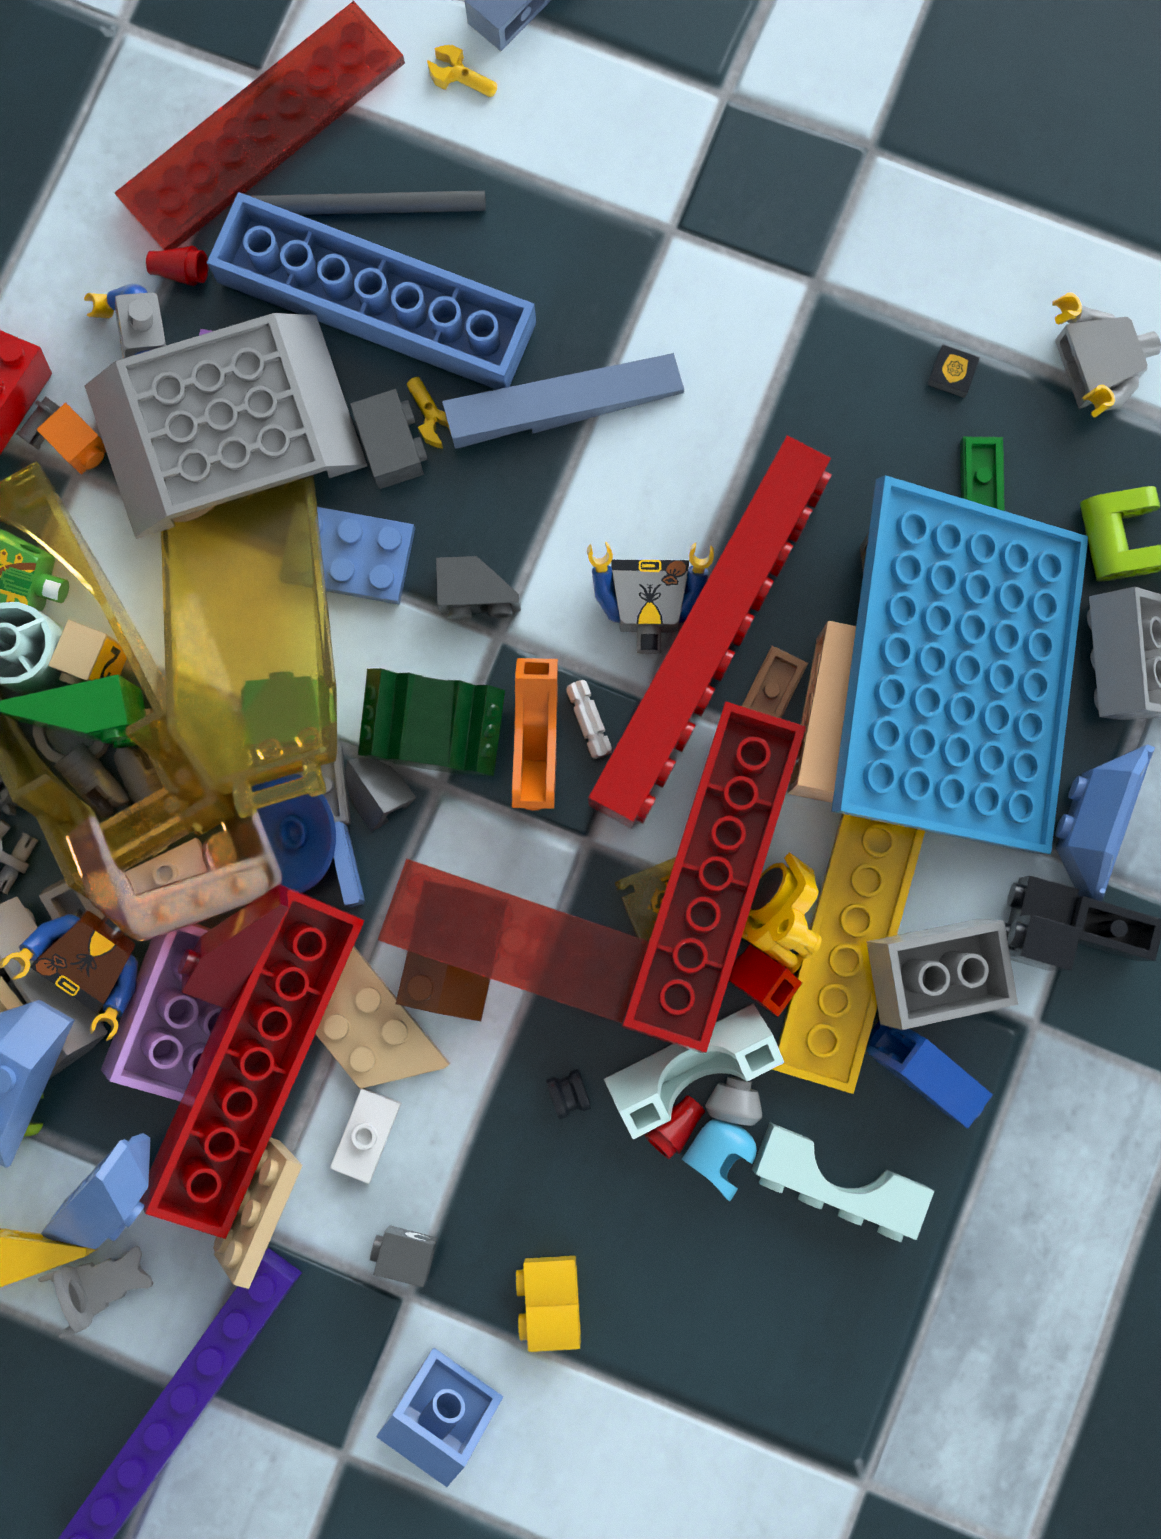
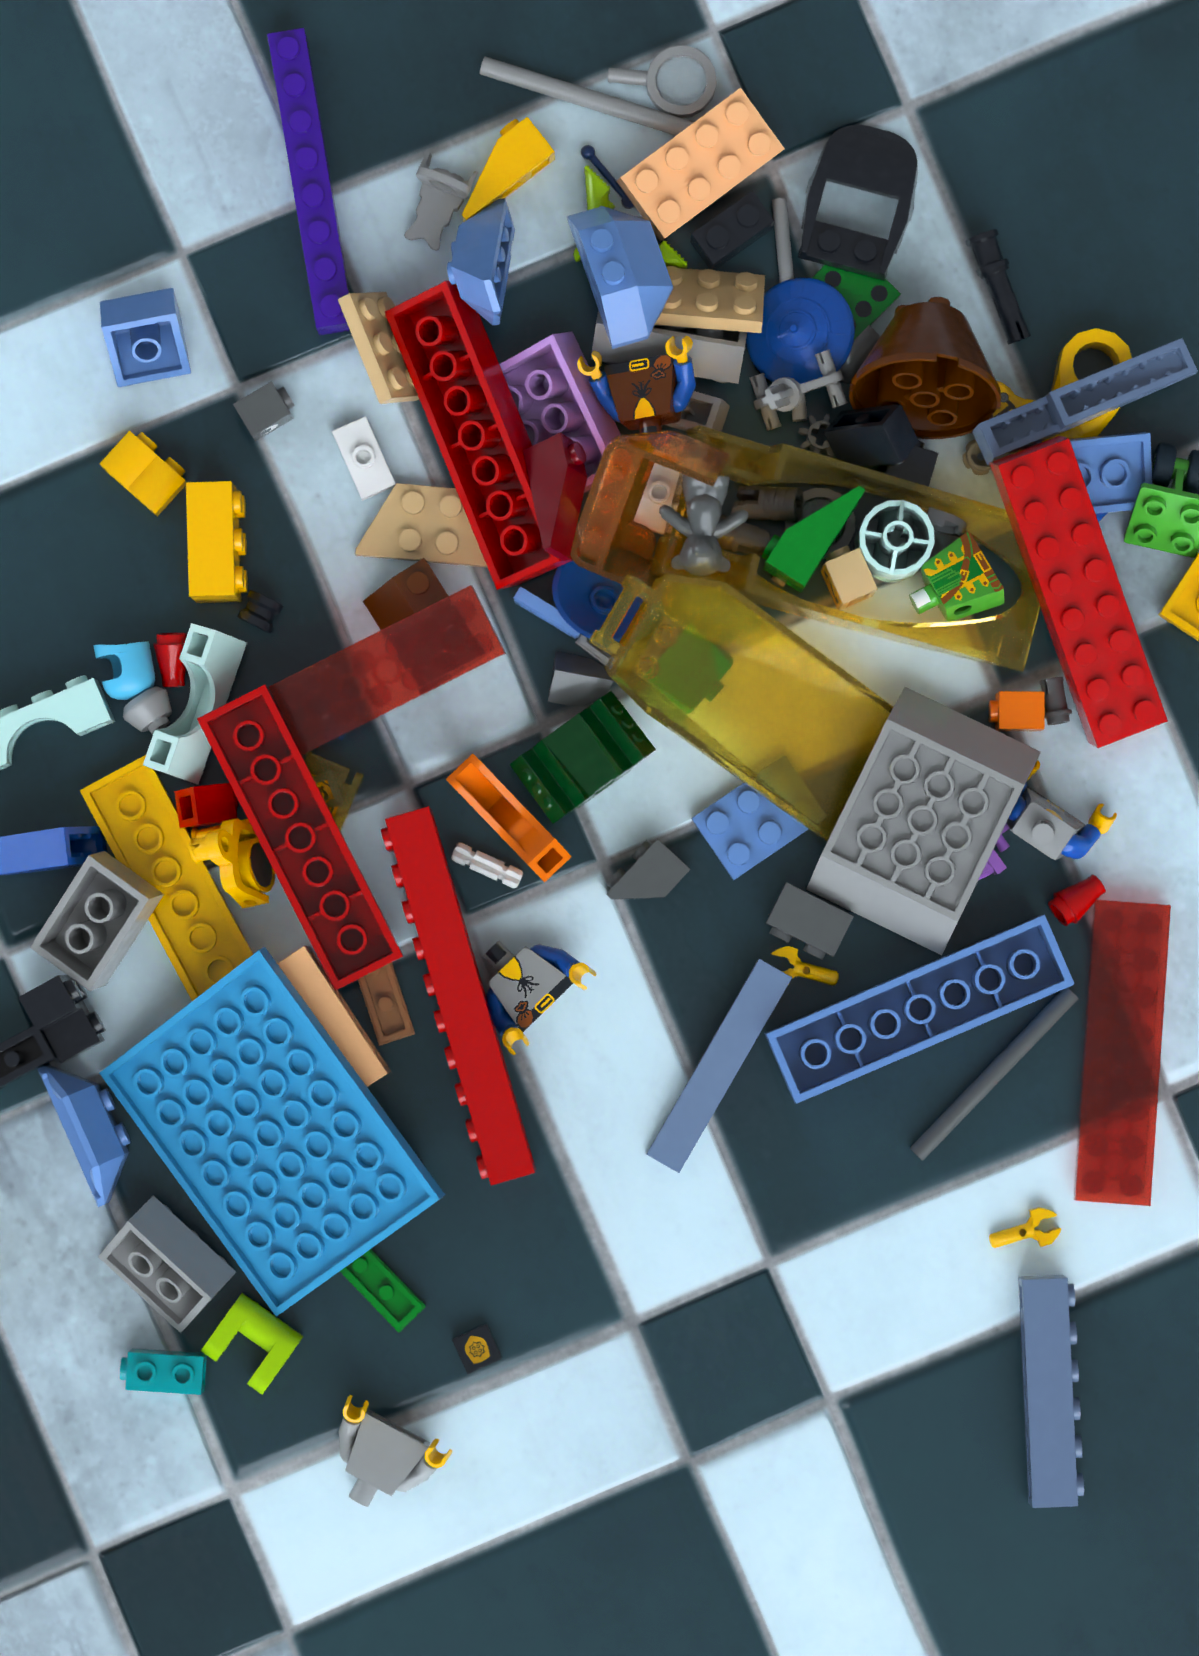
camera: 130 degrees right, 5 degrees up
(147, 799) = (701, 550): none -> dark grey piece
(548, 1187) = (215, 542): none -> yellow piece

